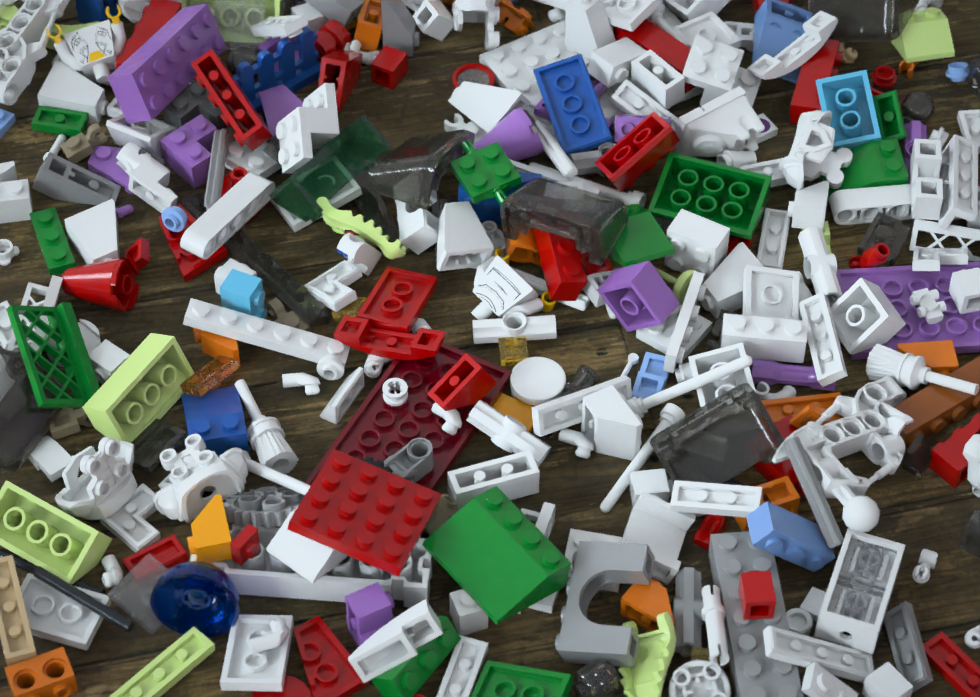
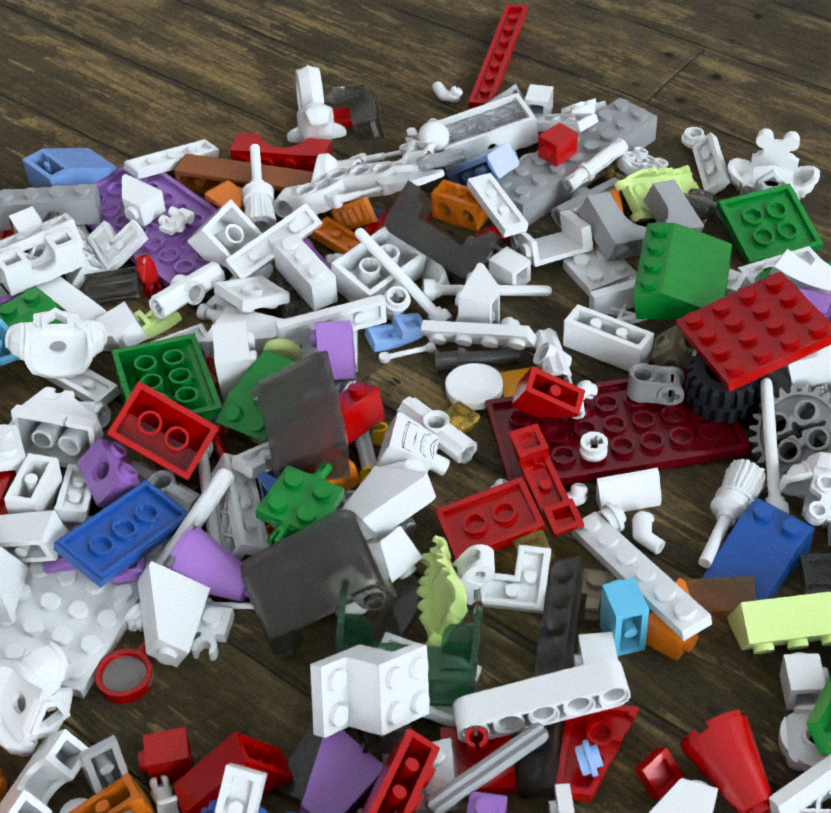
camera: 125 degrees left, 5 degrees down
(671, 374) = (396, 300): none -> white cone

